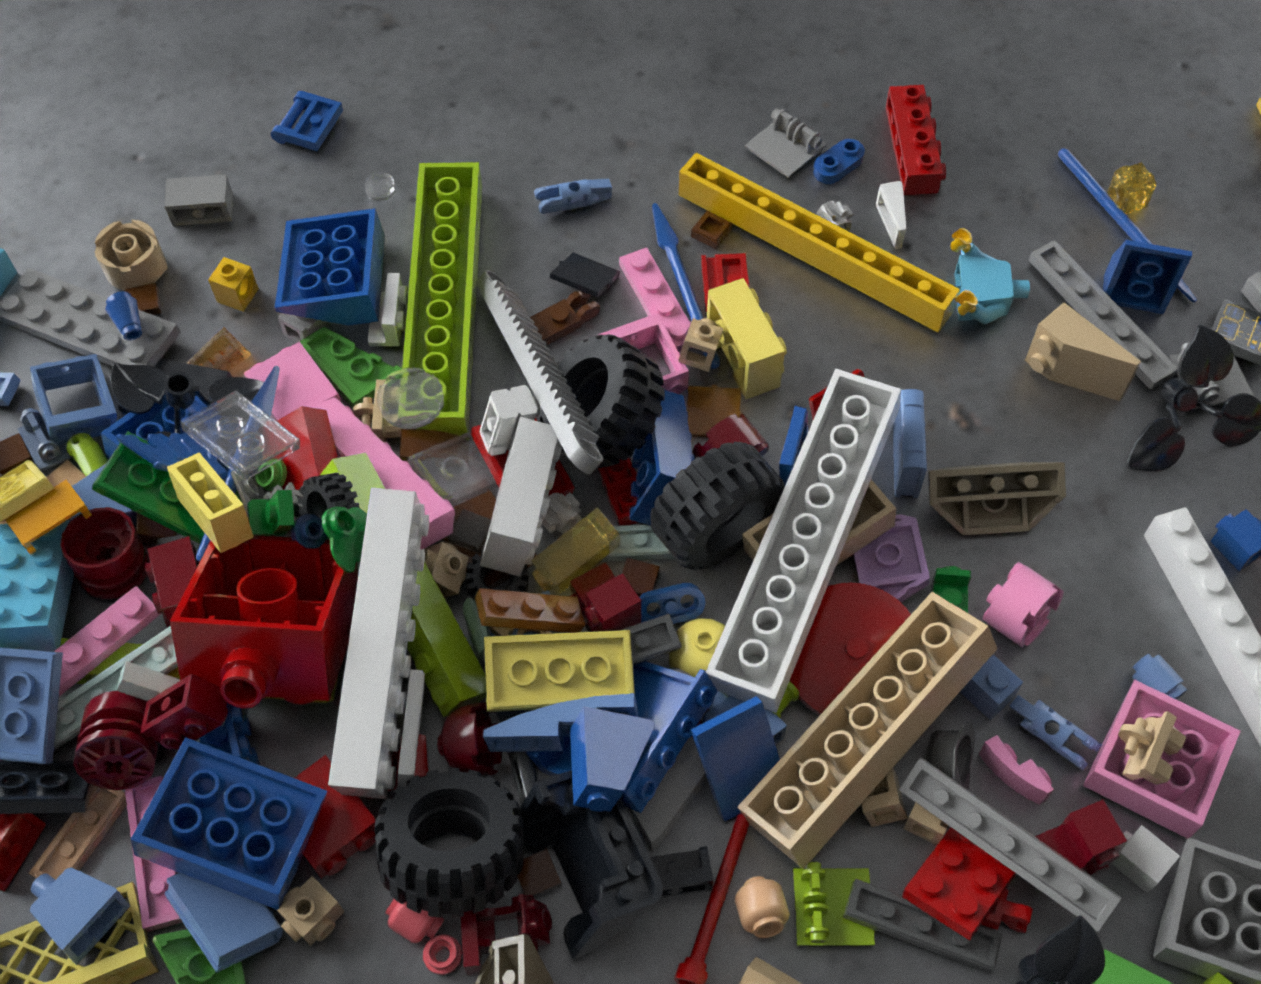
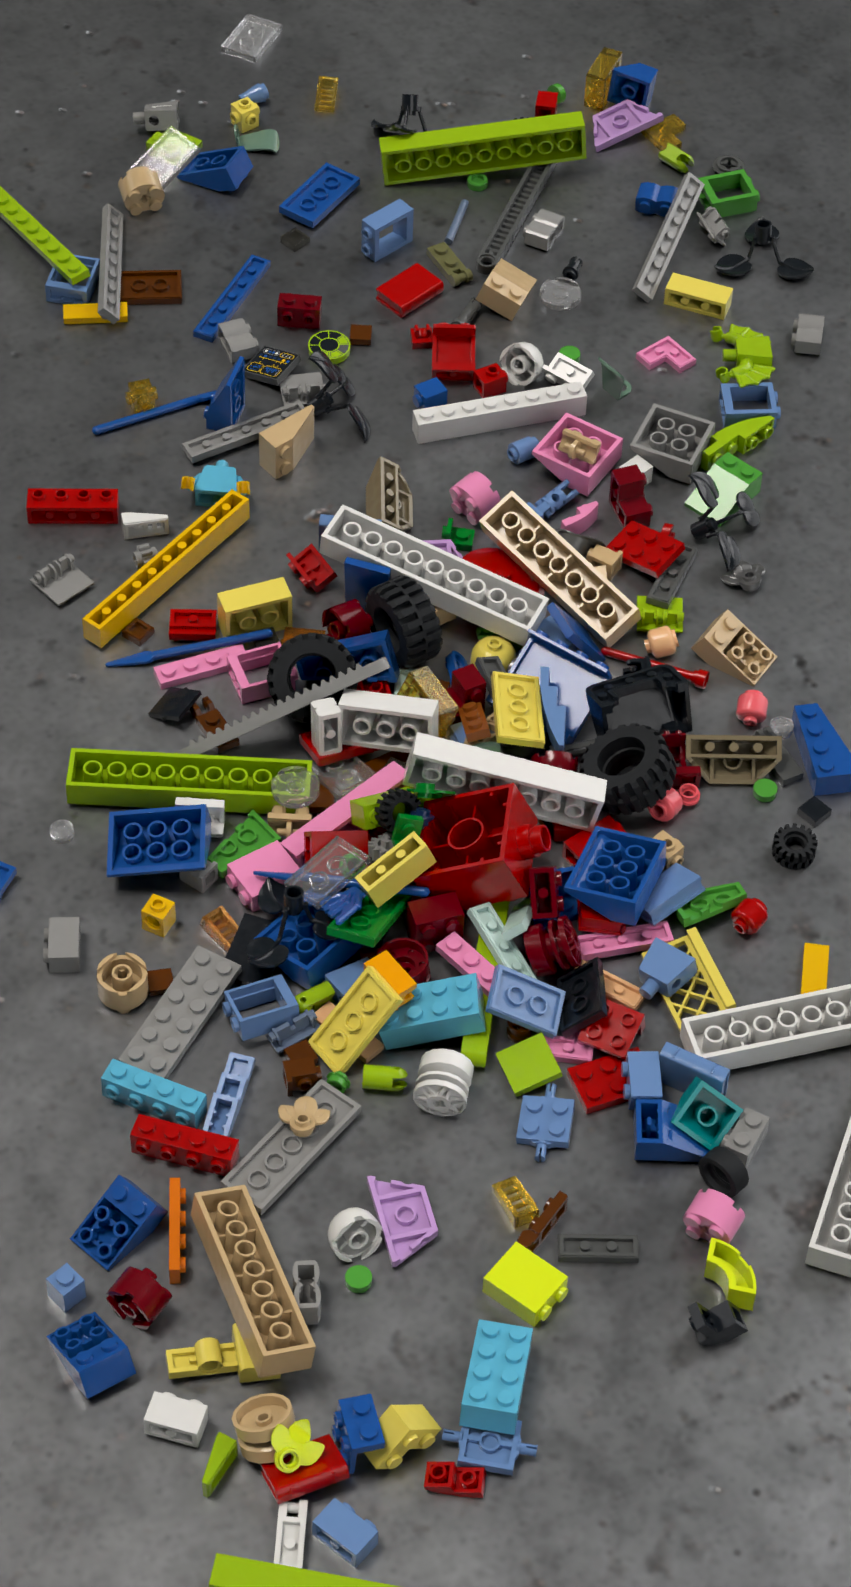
camera: 90 degrees left, 10 degrees down
(125, 314) = (194, 967): blue cone -> none
(572, 195) = (95, 707): medium blue hinge -> none
(605, 755) = (586, 677): slope -> none
(703, 336) = (261, 629): tan brick -> none
(842, 158) = (85, 555): blue plate -> none
(1010, 844) = (631, 519): light grey plate -> none

